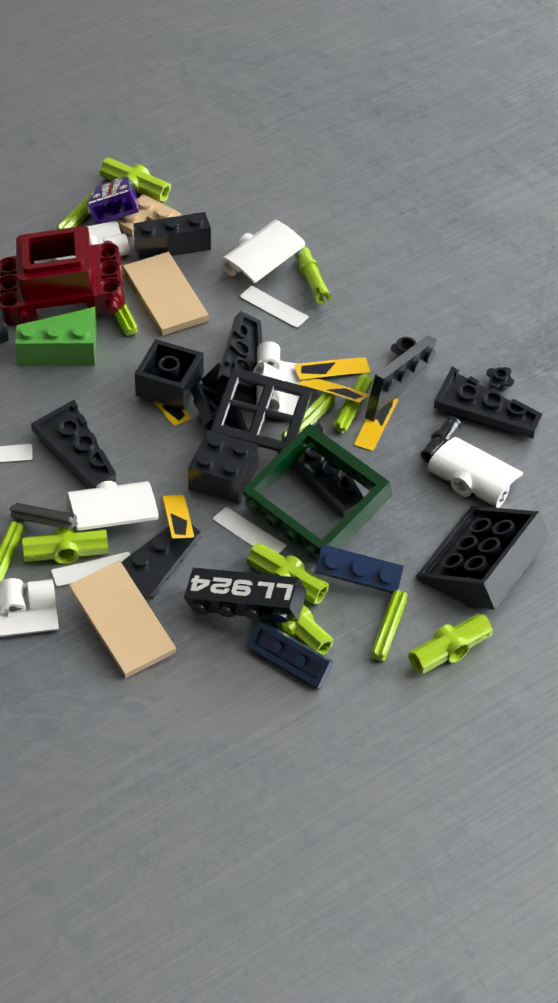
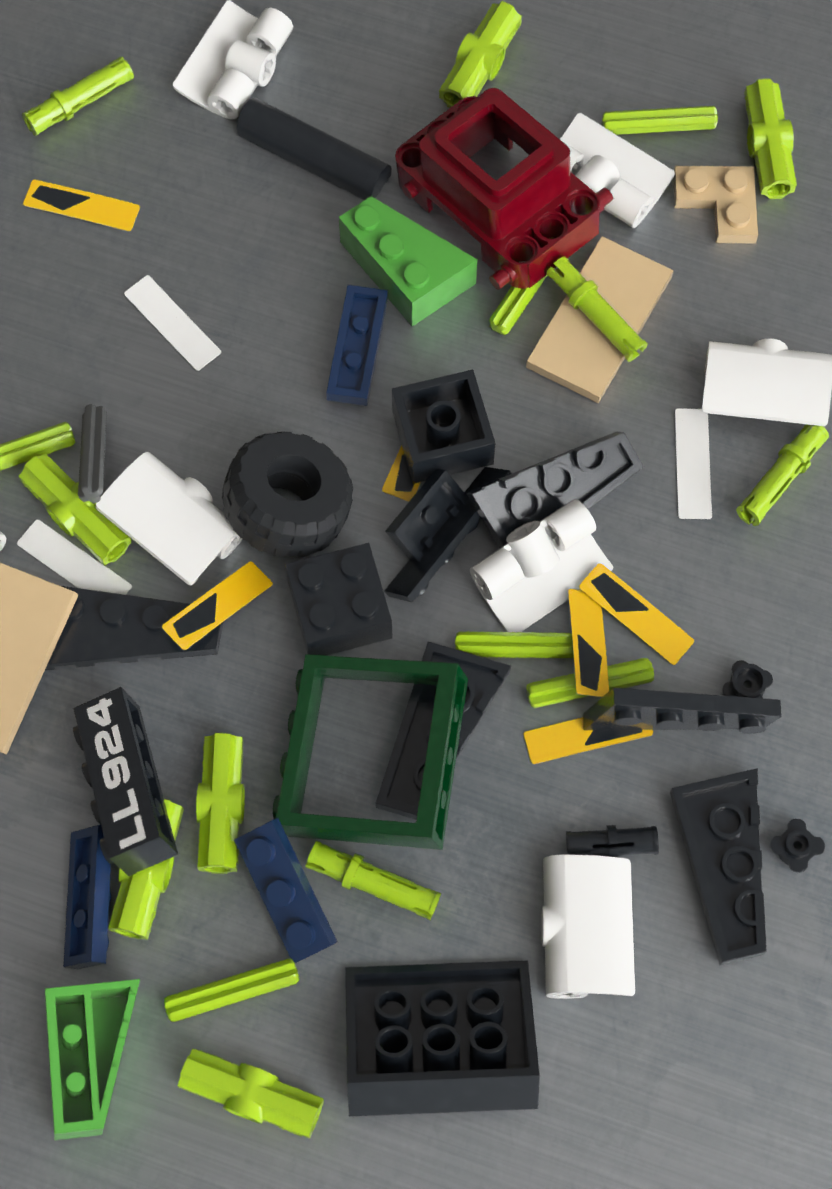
camera: 55 degrees right, 20 degrees up
(71, 440) = (249, 400): black wing -> none
(87, 386) = (357, 345): none -> dark blue plate
(116, 201) = (698, 143): dark purple torso -> none
(149, 448) = (278, 523): none -> black tyre
(163, 285) = (584, 295): none -> lime pin
(172, 235) = (700, 255): black brick -> none
(247, 530) = (269, 706): white sticker -> none
(261, 410) = (453, 584): black window -> none
(372, 541) = (368, 878): none -> lime pin
(376, 695) = (85, 1049): none -> bright green wedge

